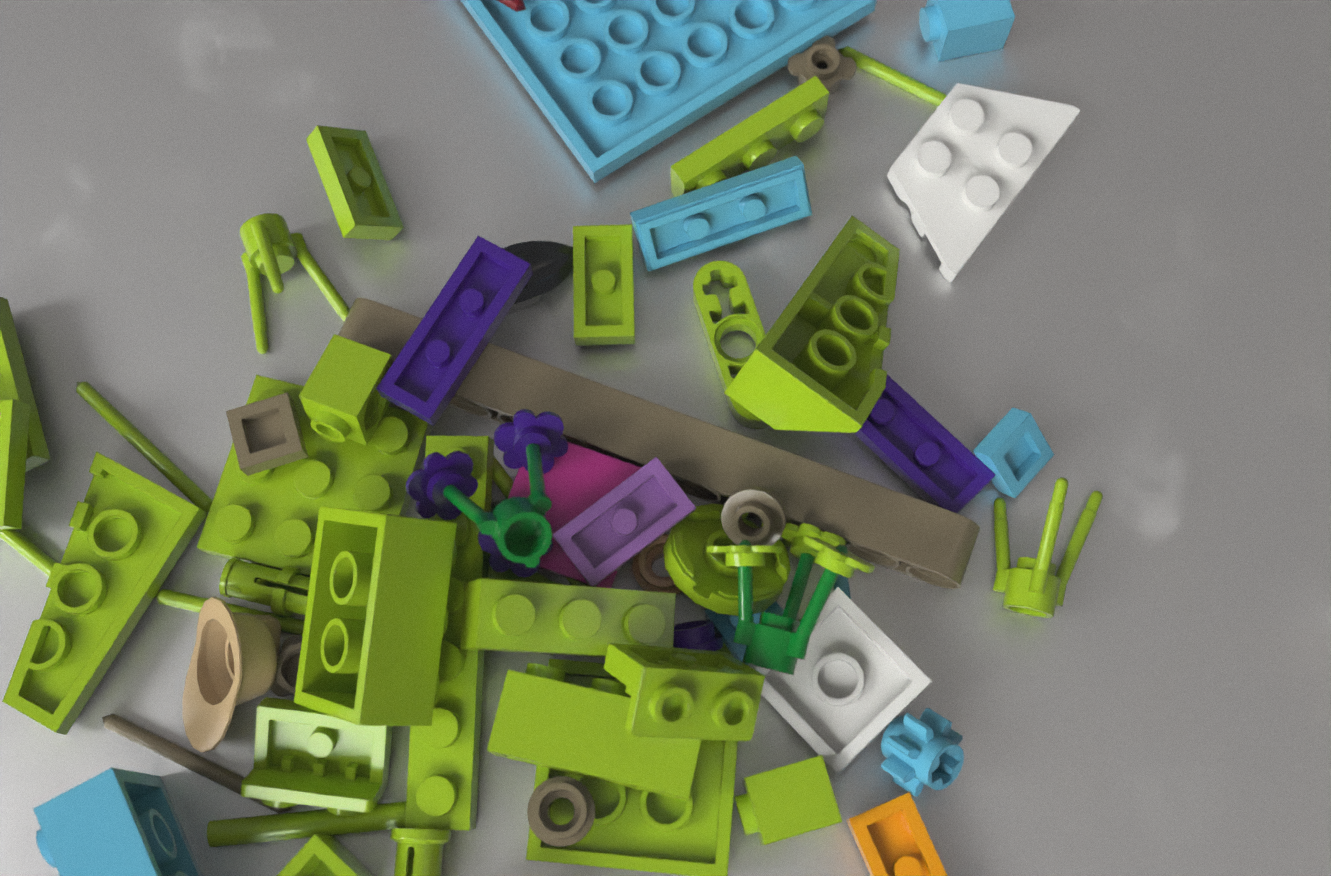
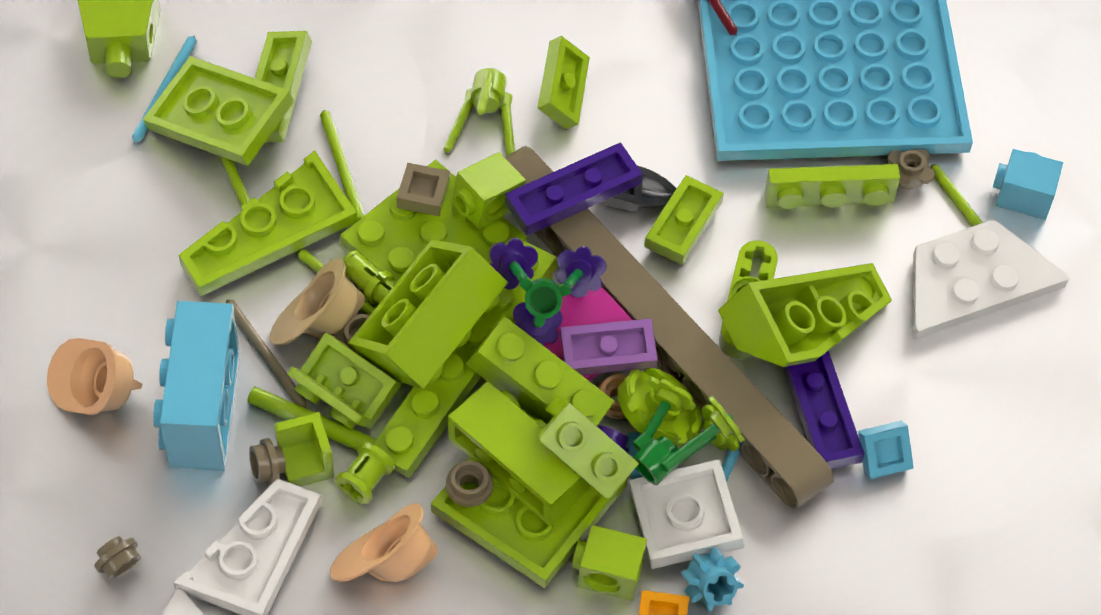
camera: 25 degrees right, 15 degrees down
(721, 213) = (786, 217): medium azure tile -> none
(758, 501) = (702, 383): dark tan plate -> none
(1033, 585) = (846, 531): lime plant -> none

